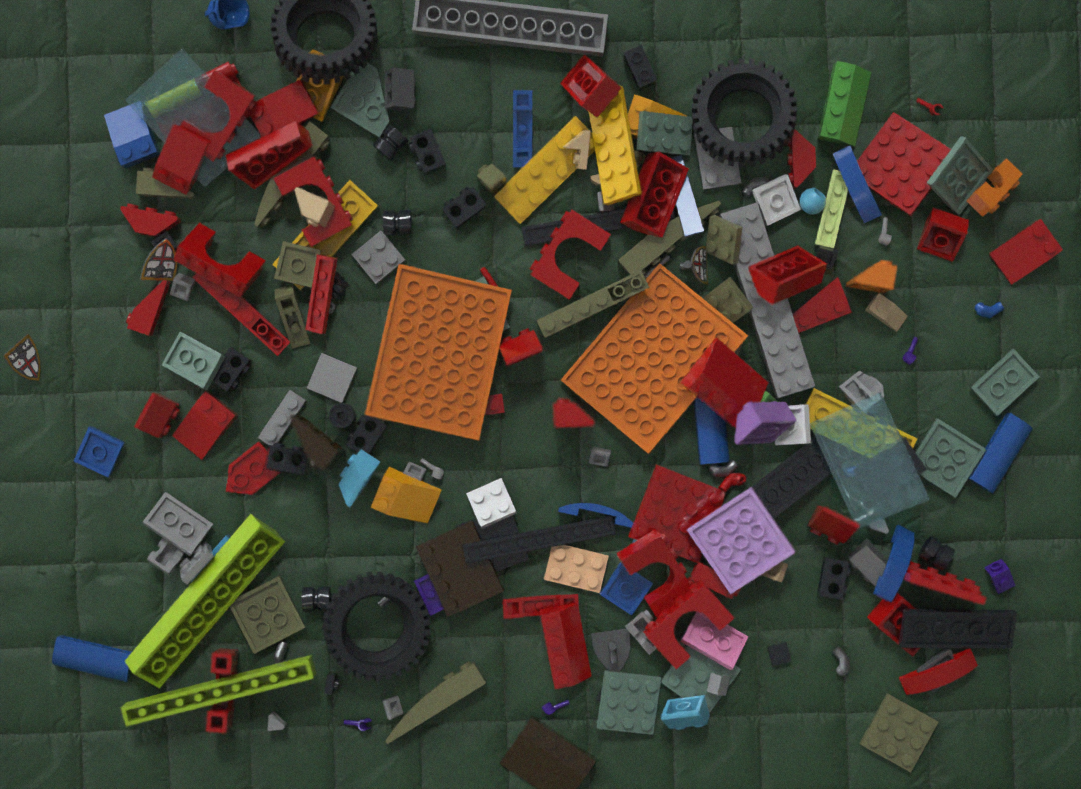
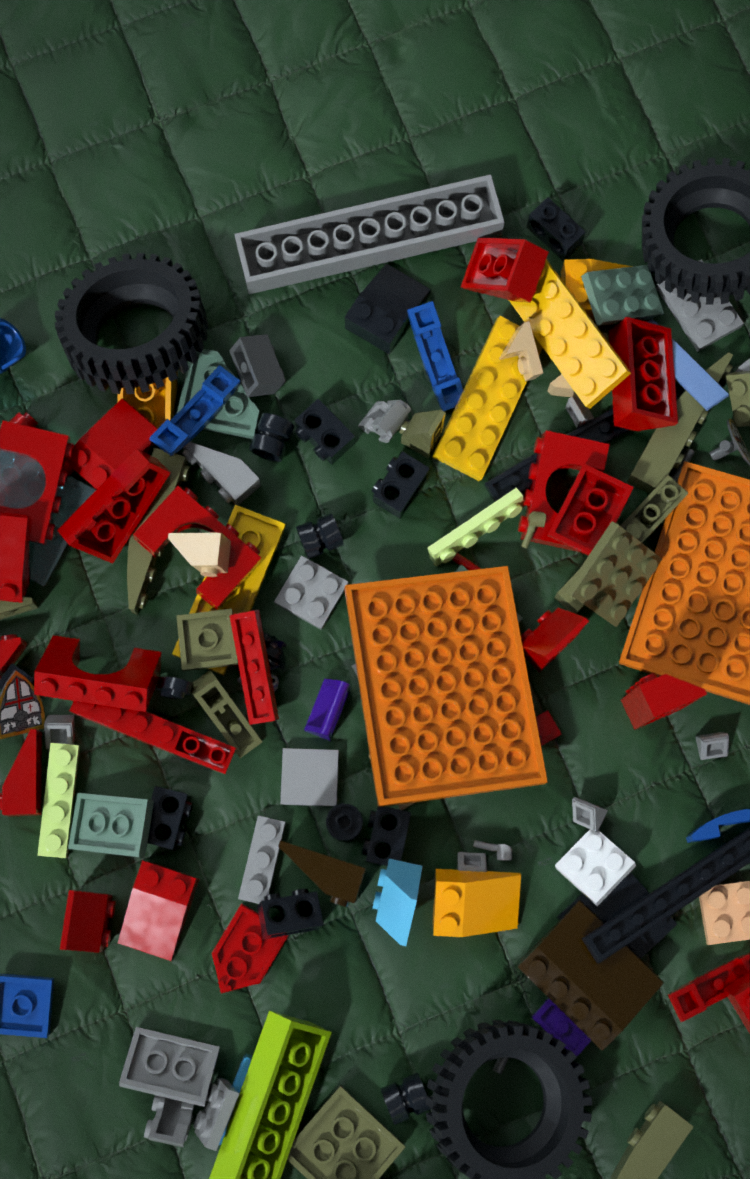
camera: 25 degrees left, 10 degrees down
(166, 331) = (58, 800): none -> yellowish green plate
(265, 288) = (174, 687): none -> black plate
(345, 108) = (197, 412): none -> blue slope
(353, 156) = (227, 472): none -> light grey slope
(359, 338) = (327, 708): none -> dark purple tile
(471, 158) = (385, 418): none -> light grey cylinder
(496, 257) = (469, 532): none -> yellowish green plate
(500, 469) = (587, 814): none -> light grey slope
(501, 77) = (382, 307): none -> black slope
(541, 267) = (535, 519): none -> olive hand
(577, 323) = (613, 574): none -> olive plate
(578, 276) = (589, 509): none -> red slope

